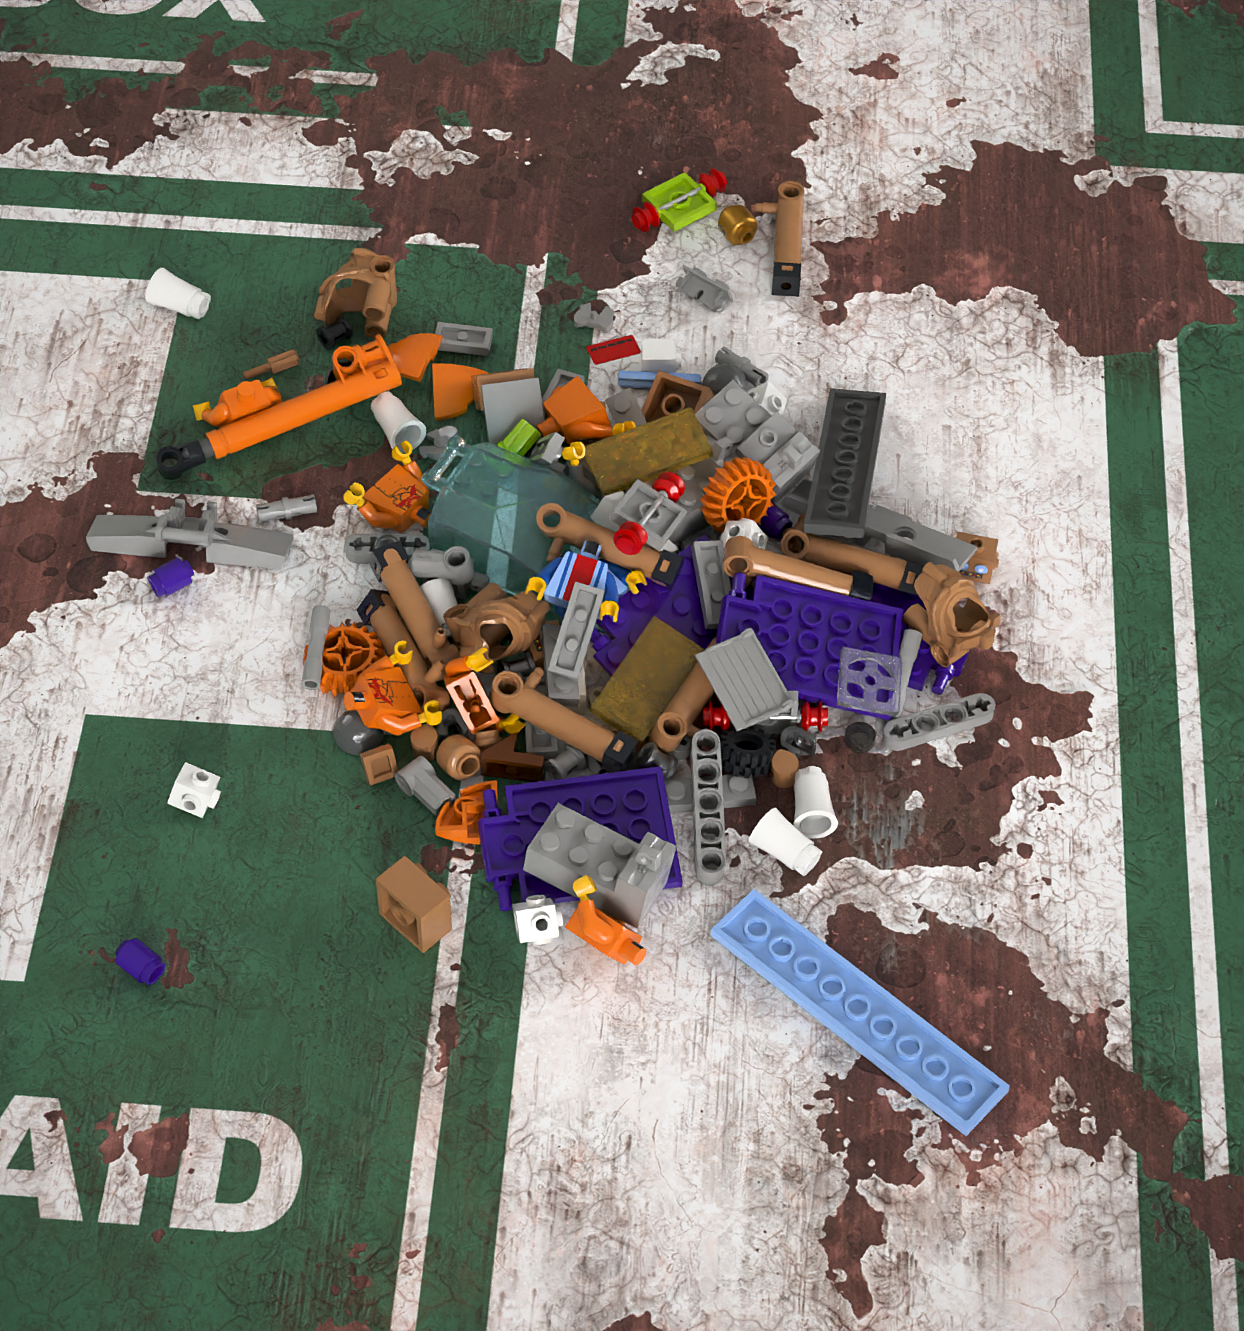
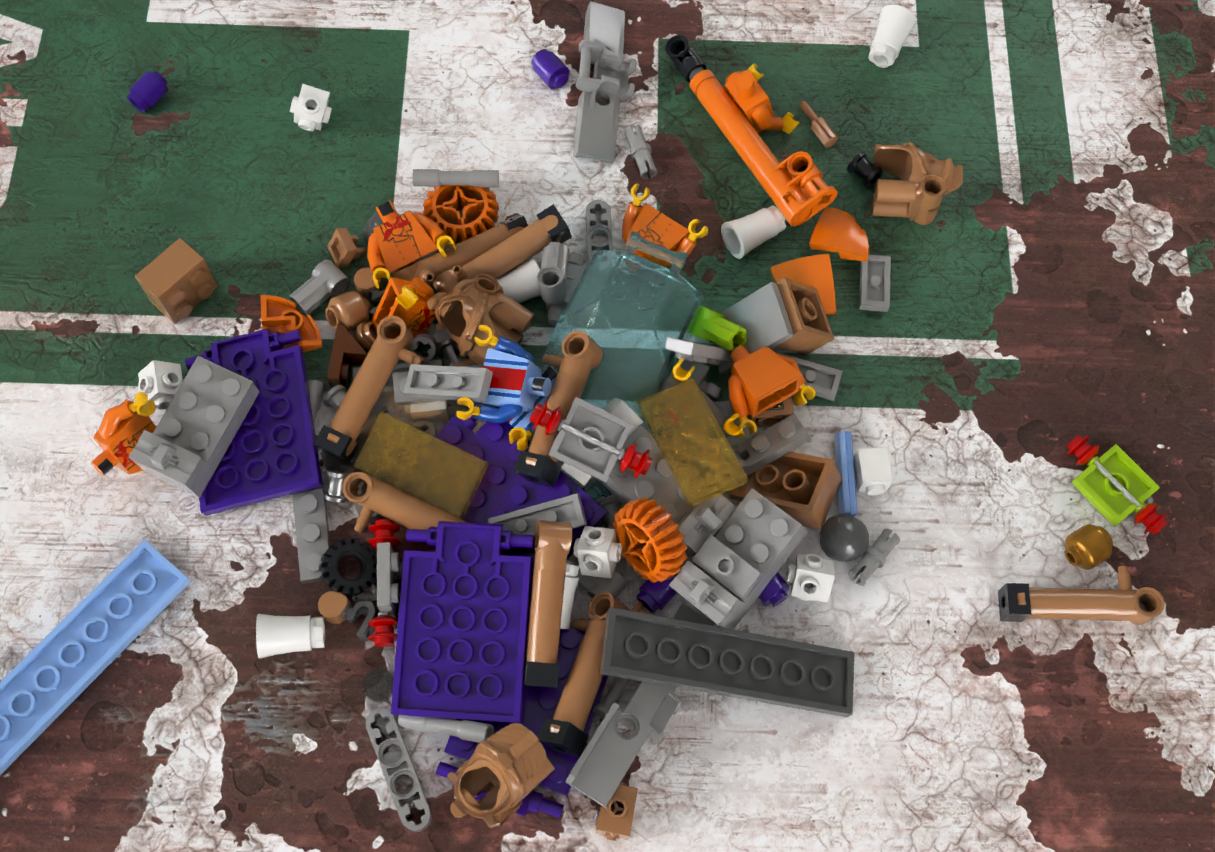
camera: 85 degrees right, 15 degrees up
(440, 438) = (733, 274): light grey piece -> none
(592, 319) = (924, 413): light grey piece -> none
(613, 349) = (888, 429): red sticker -> none
(706, 820) = (262, 525): light grey beam -> none
(713, 291) = (984, 525): light grey hinge -> none
(744, 680) = (397, 549): light grey piece -> none
(785, 842) = (239, 608): white plant -> none
(869, 703) = (392, 707): clear piece -> none

